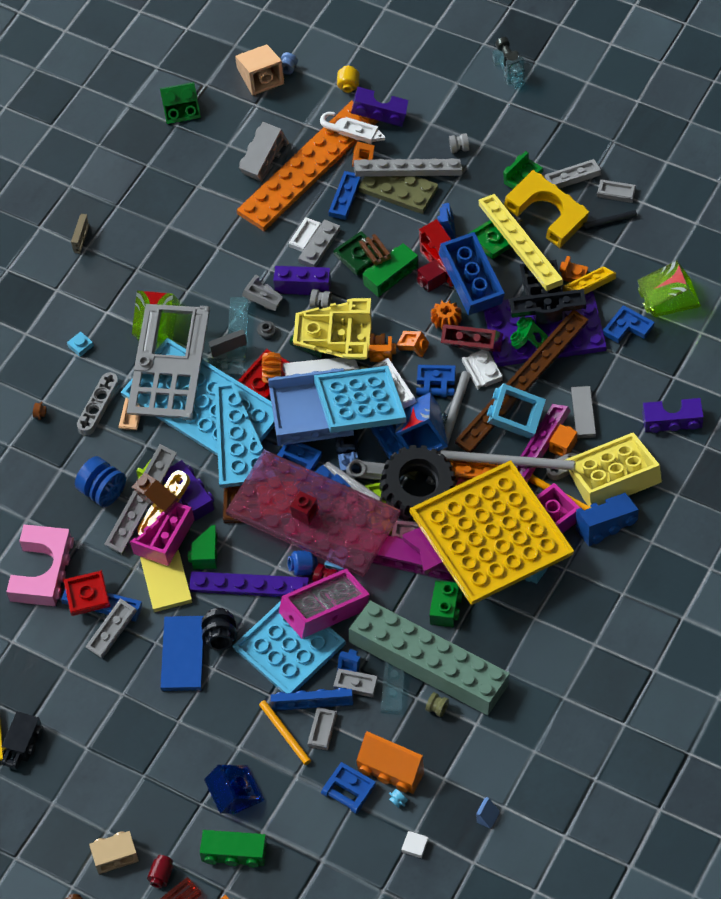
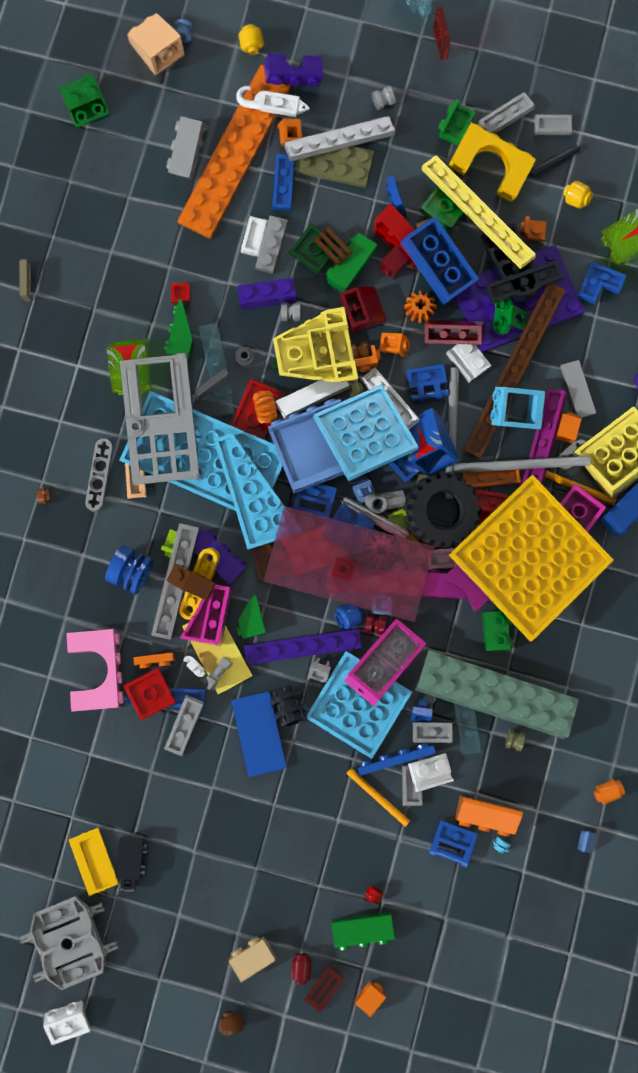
camera: 15 degrees left, 25 degrees up
(80, 344) = (61, 409): medium azure plate -> none
(109, 567) = (162, 659): none -> orange plate
(138, 580) = (194, 666): none -> white piece
(154, 586) = (214, 677): none -> light grey piece
(212, 297) = (180, 334): none -> green slope
(221, 267) = (180, 291): none -> red plate
(233, 788) = (346, 869): clear blue slope -> none
(254, 819) = (373, 894): none -> red plate
(258, 606) = (319, 671): none -> light grey tile
(262, 294) = (230, 317): light grey wing -> none
(343, 717) = (430, 772): none -> white plate
(389, 306) = (362, 308): none -> dark red slope
(414, 844) = (527, 886): white tile -> none
(521, 770) = (609, 791): none -> orange brick
(525, 100) = (441, 33): none -> clear red tile
(592, 280) = (553, 241): yellow tile -> none
(624, 249) = (578, 194): none -> yellow head

